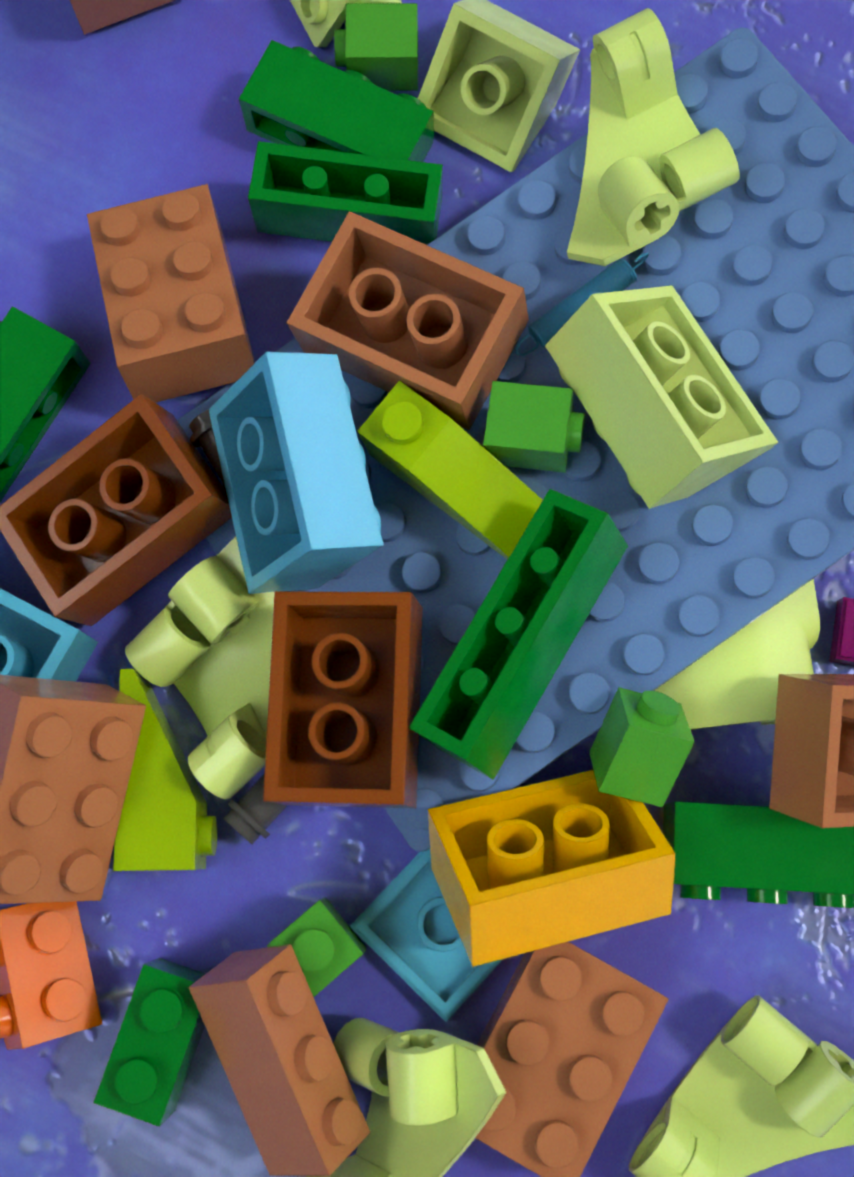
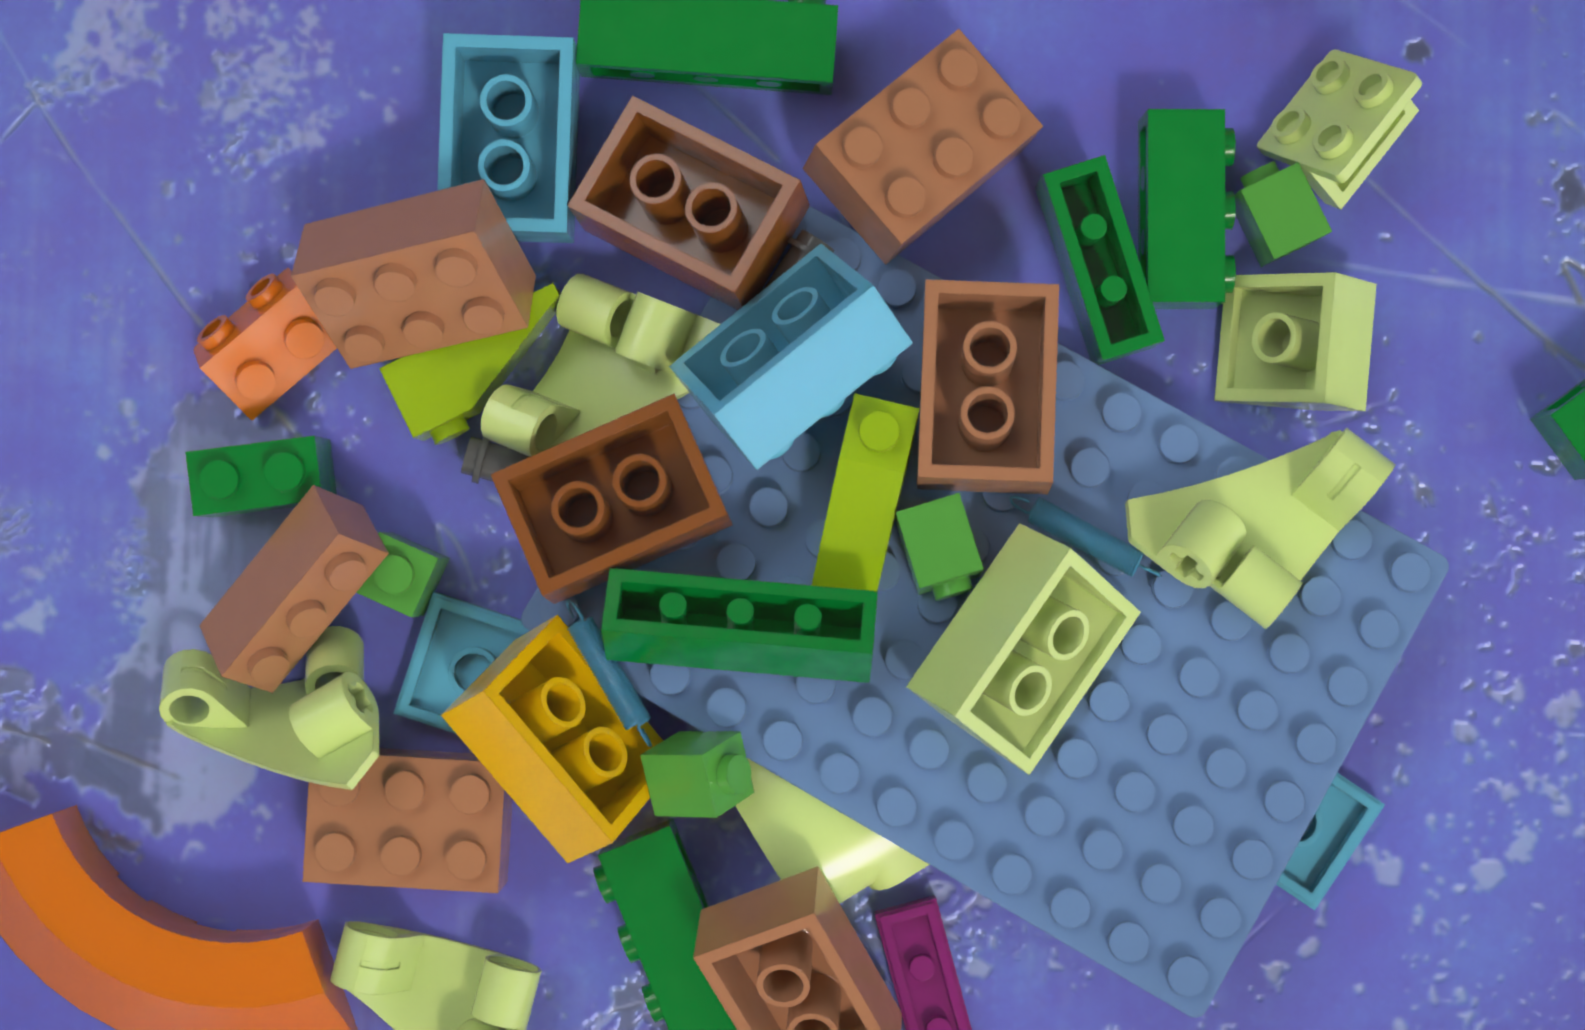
camera: 60 degrees right, 10 degrees up
(506, 786) = (608, 673): none -> dark azure piece

